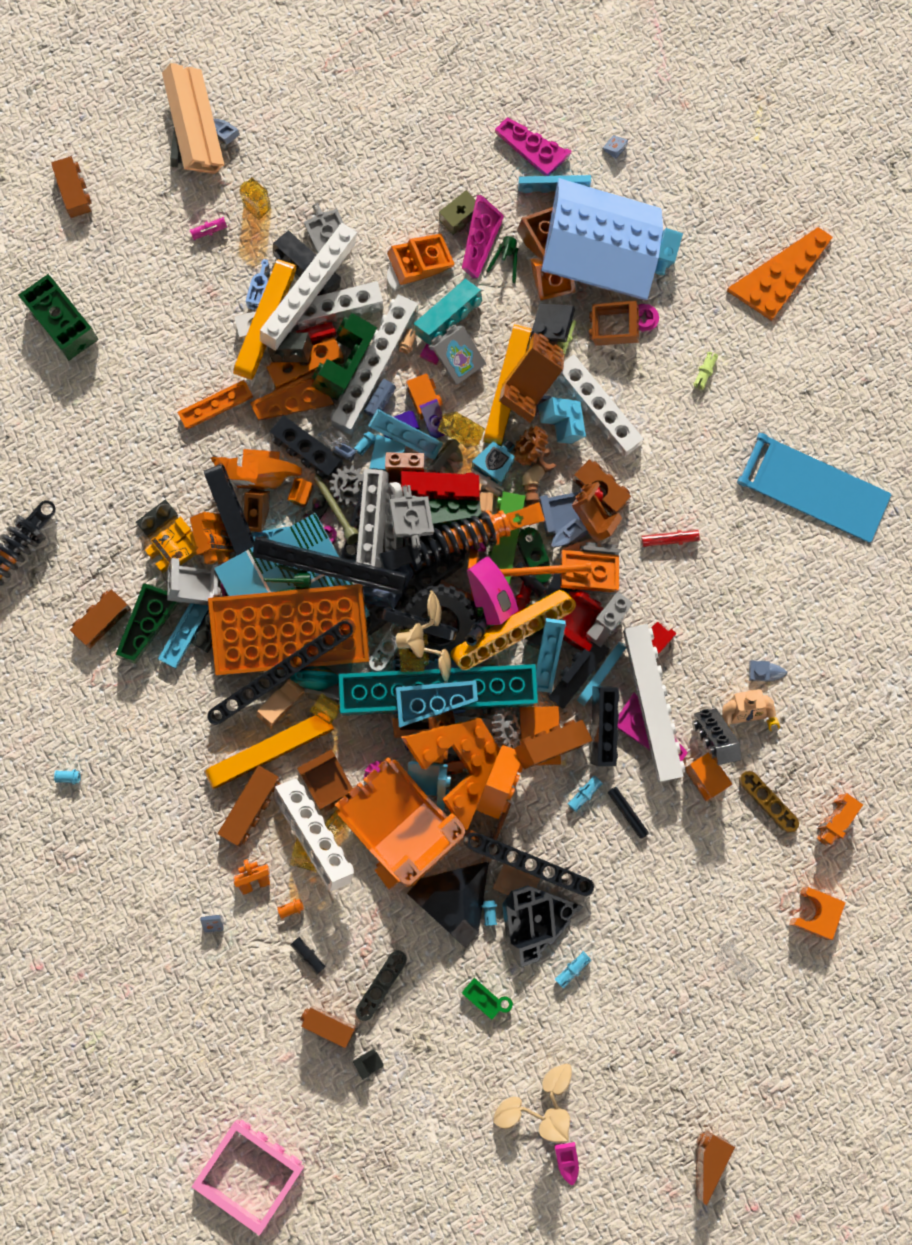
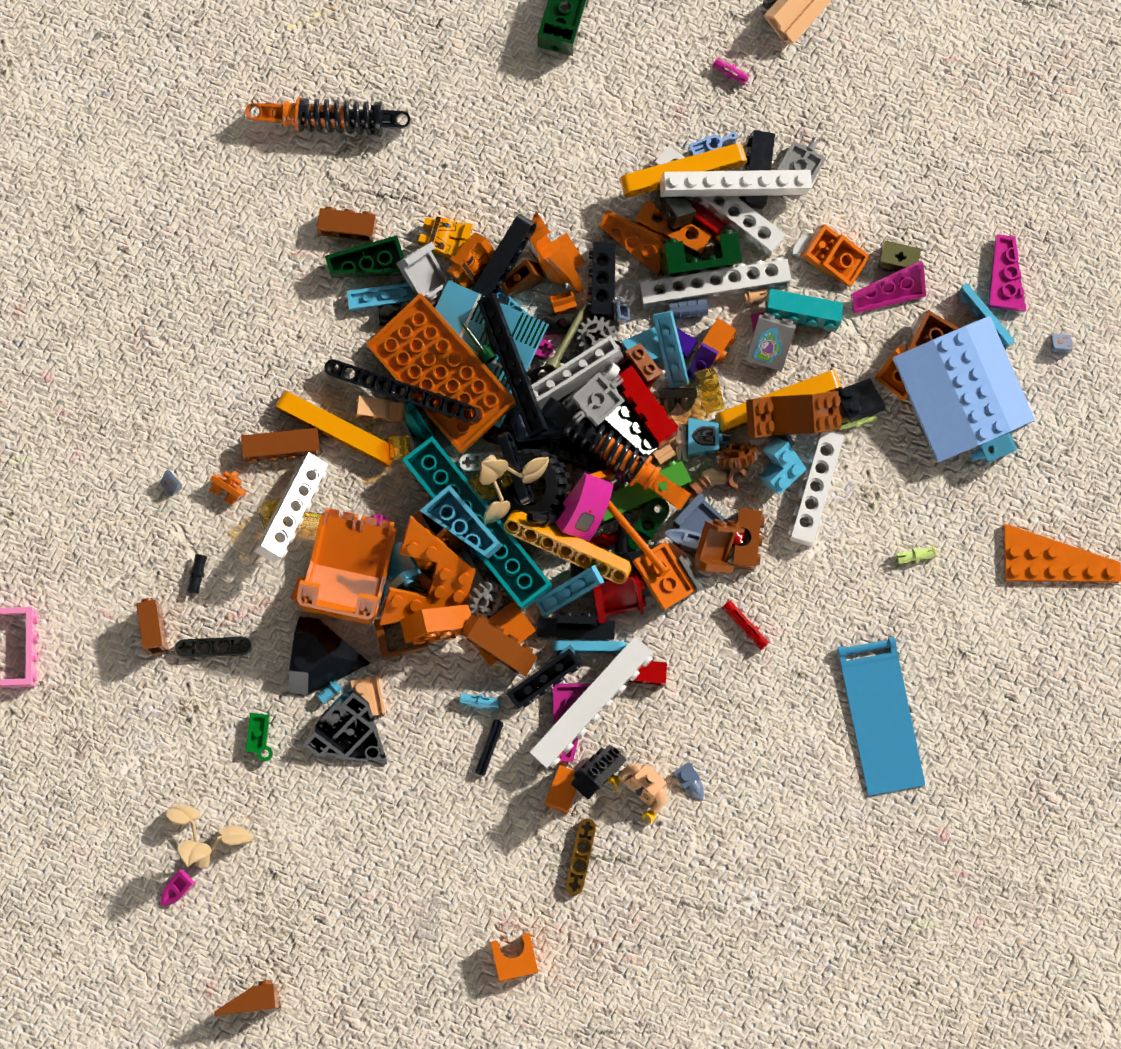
camera: 55 degrees right, 0 degrees up
(67, 776) = (208, 295): medium azure pin -> none
(156, 518) = (459, 208): pearl dark grey tile -> none
(215, 404) = (586, 184): orange plate -> none
(225, 131) = (825, 22): sand blue plate -> none
(255, 198) = (782, 88): clear yellow brick -> none
(290, 908) = (223, 534): orange pin -> none
(325, 780) = (344, 488): dark orange panel -> none
(365, 443) = (642, 323): medium azure pin -> none
(368, 1063) = (145, 679): pearl dark grey panel -> none
(508, 248) = (899, 319): dark green plant -> none
(538, 864) = (388, 703): black beam -> none
(573, 969) = (330, 789): medium azure pin -> none
(609, 619) = (635, 619): light grey panel -> none
(610, 309) = (907, 466): dark orange window -> none
(651, 314) = (925, 464): dark pink gear -> none
(840, 819) = (603, 923): orange hips -> none

